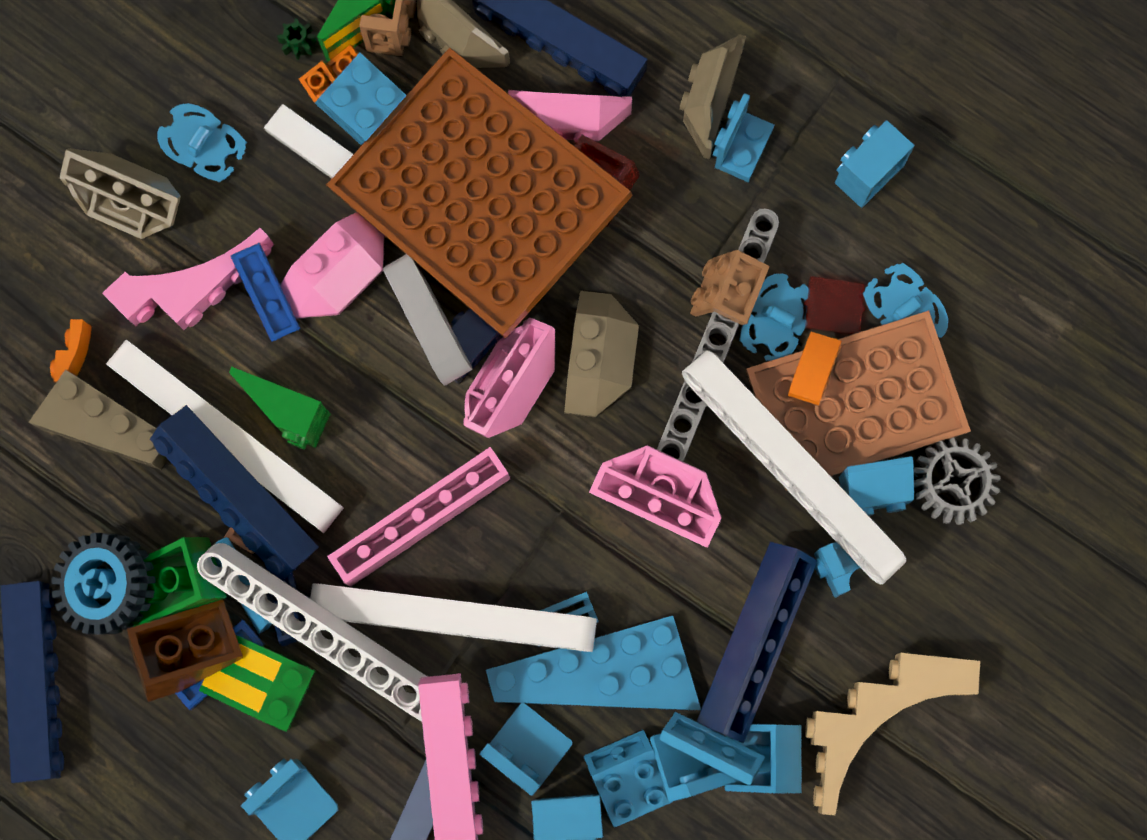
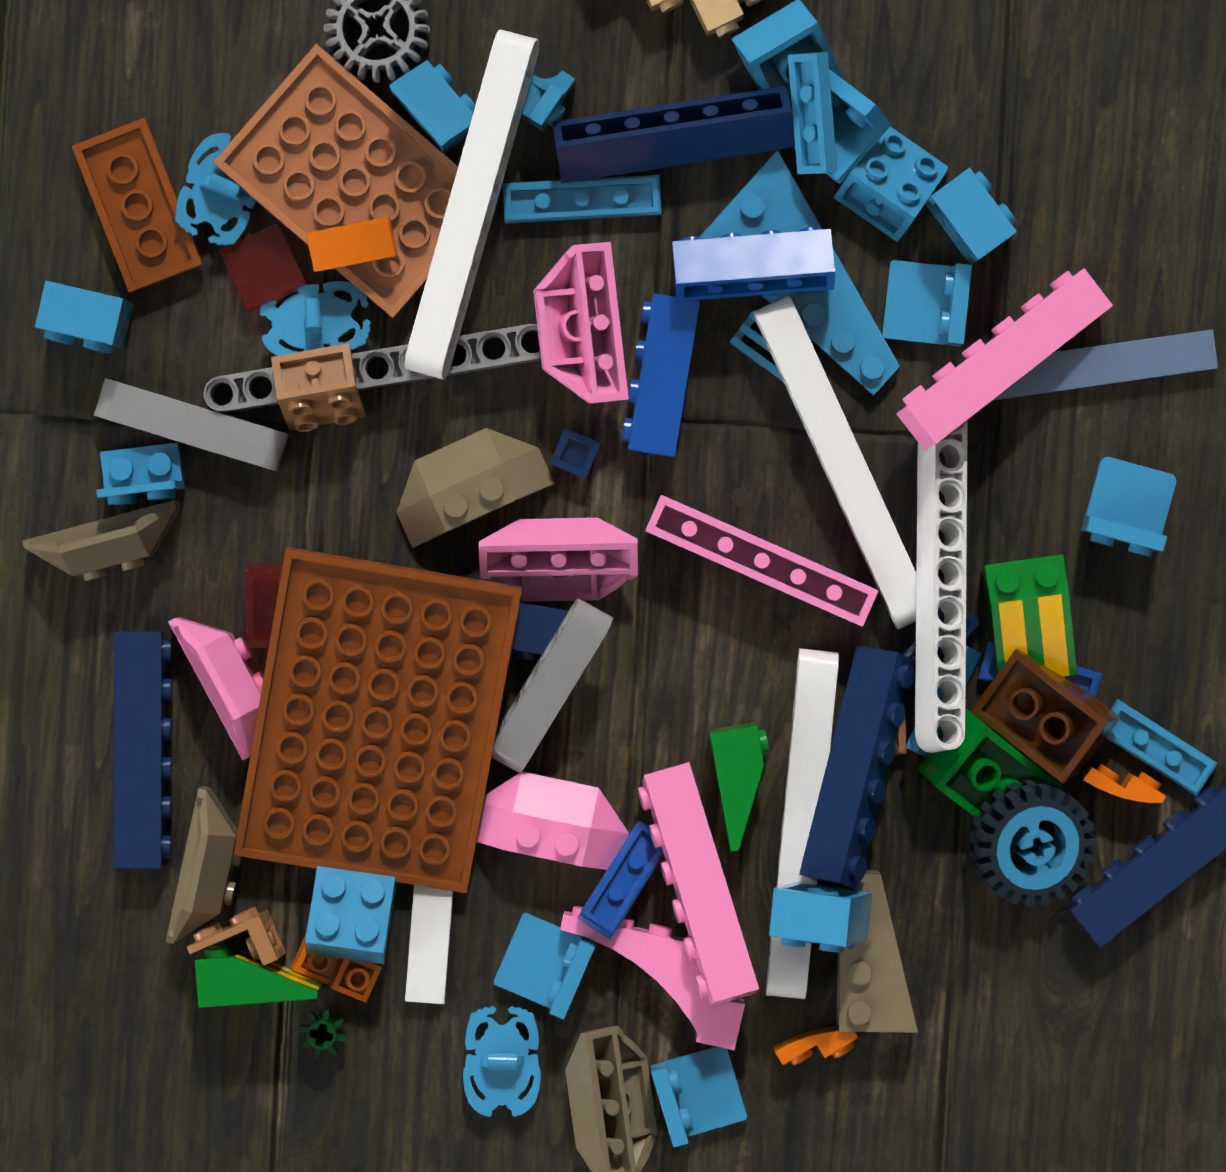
camera: 130 degrees left, 10 degrees up
(93, 252) = (698, 1093): none -> dark azure bracket
(95, 678) = (1132, 788): none -> orange slope
(110, 718) = (1160, 749): none -> dark azure tile
(146, 398) = (820, 915): none -> dark azure brick
(226, 336) = (699, 884): none -> bright pink brick
(245, 206) = (544, 964): none -> dark azure bracket
(575, 437) = (575, 453): none -> dark blue plate
(591, 530) = (663, 375): none -> blue brick
(629, 638) = (753, 264): none -> brick
(749, 551) = (582, 199): none -> dark azure tile
(755, 193) = (191, 424): none -> light grey beam
(930, 246) = (136, 205): none -> dark orange plate

